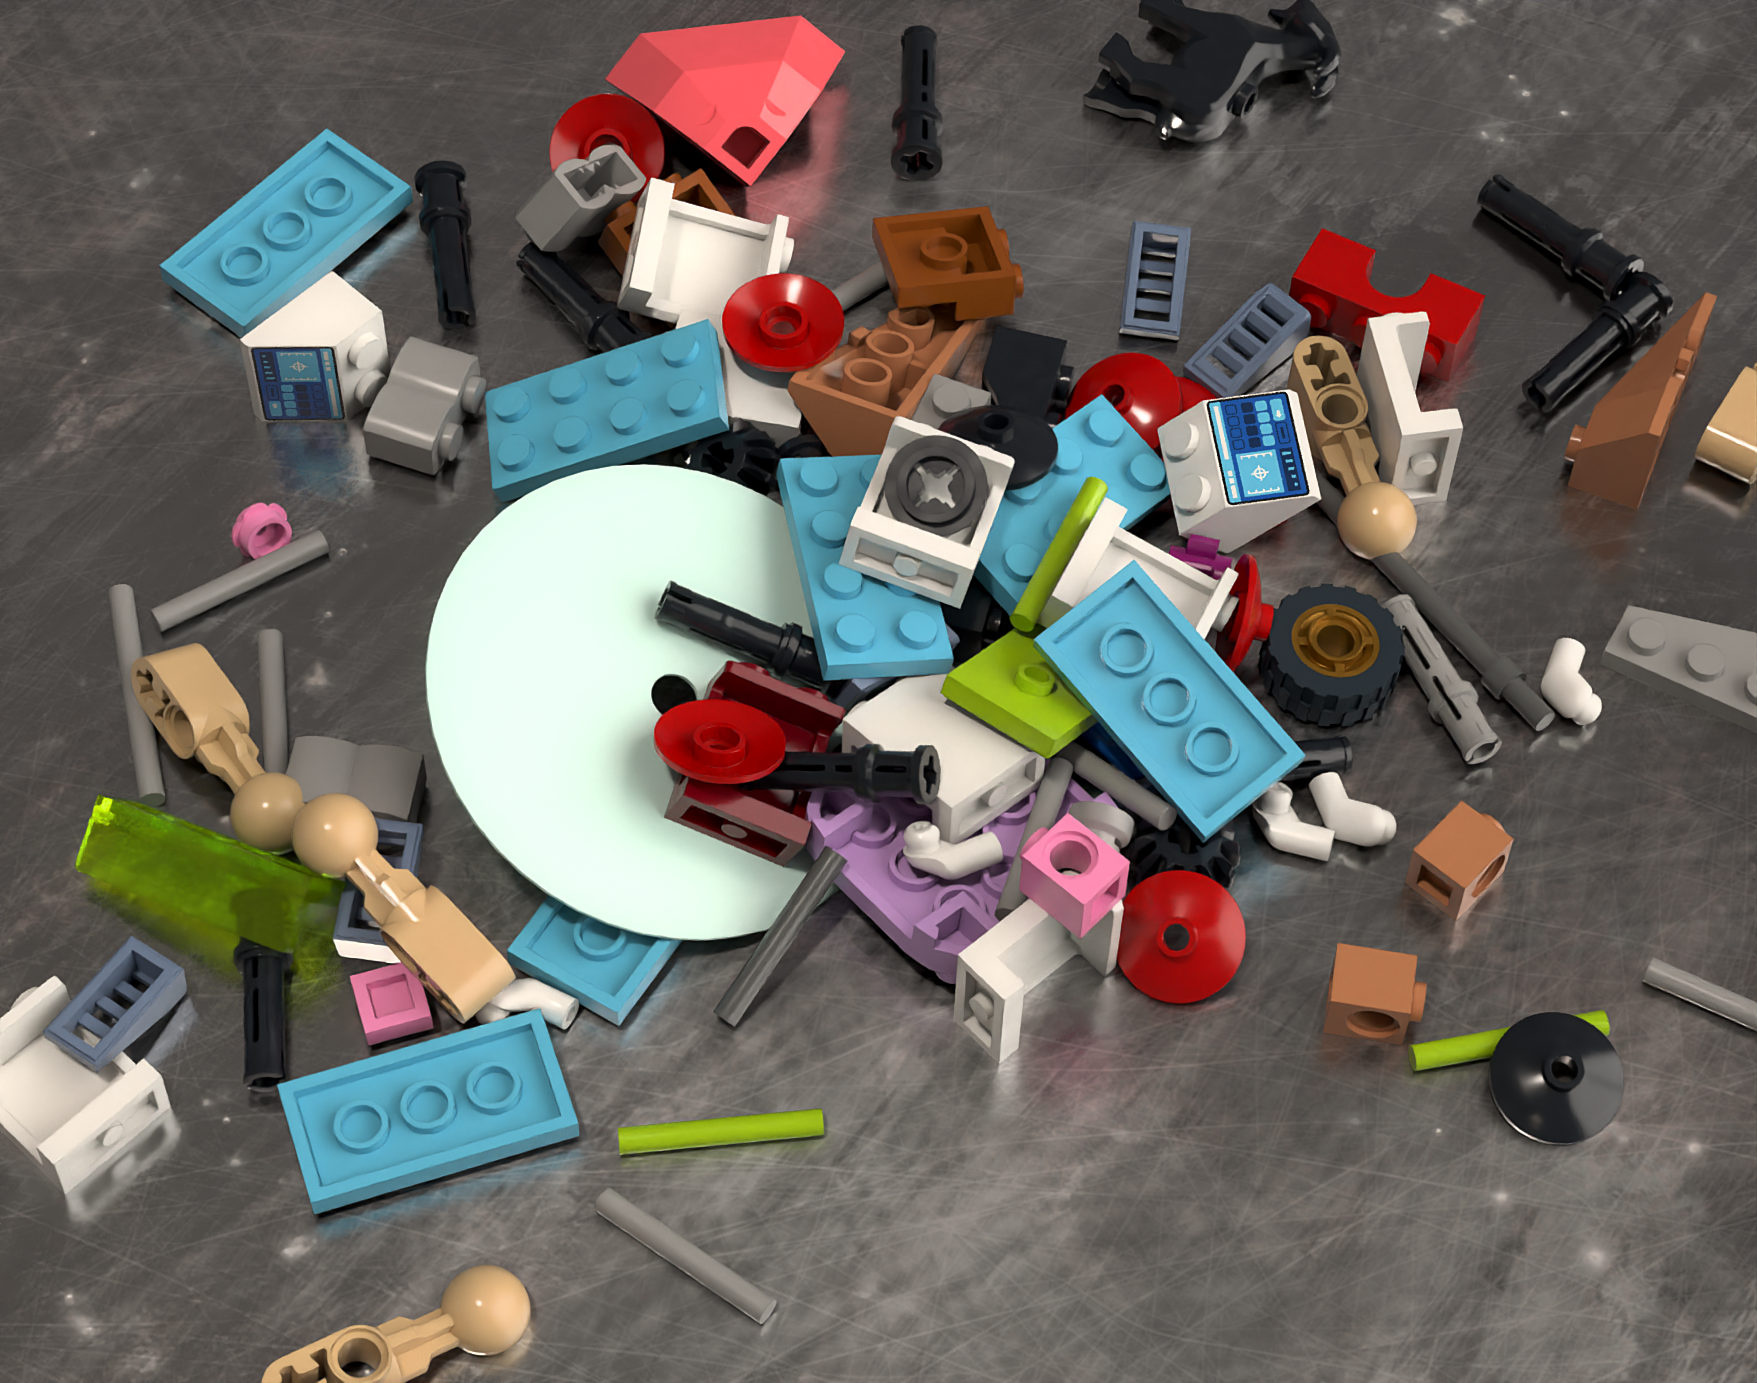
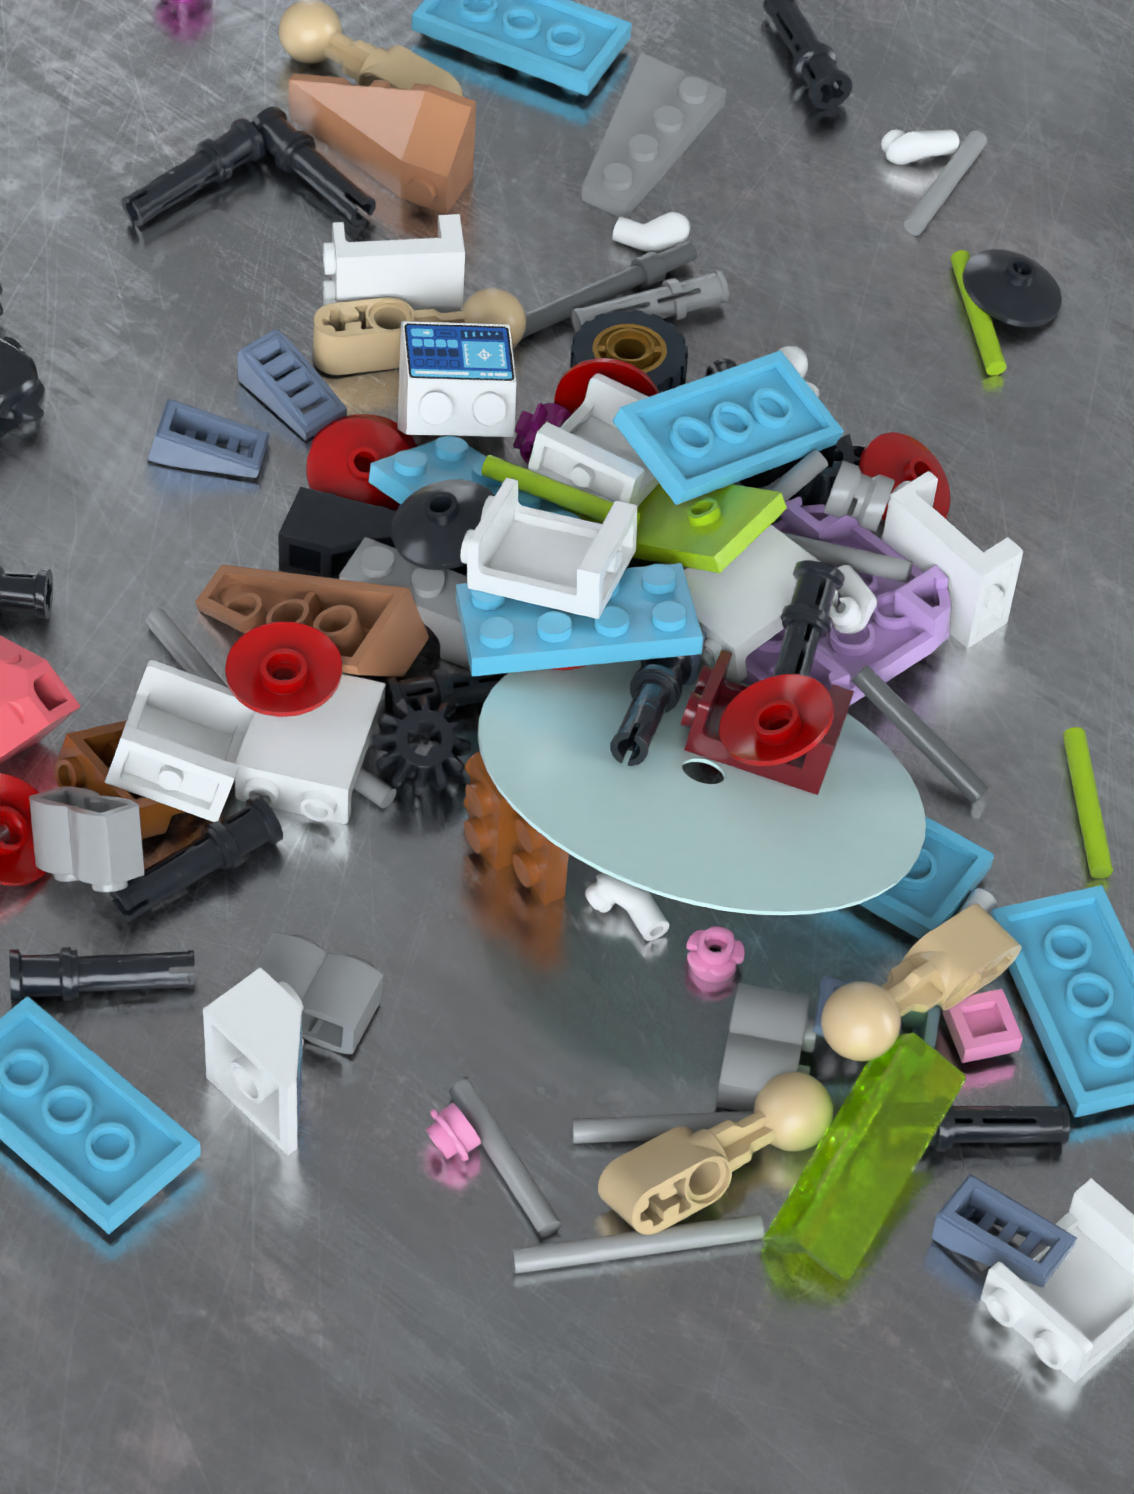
camera: 90 degrees left, 5 degrees down
(606, 410) = (350, 830): medium azure plate -> none
(939, 457) = (537, 510): black gear -> none
(949, 260) = (192, 565): dark orange plate -> none
(1078, 899) = (924, 481): bright pink brick -> none
(1339, 296) = (285, 272): red arch -> none
(1373, 994) = (951, 377): nougat brick -> none
(1459, 860) = (828, 311): nougat brick -> none

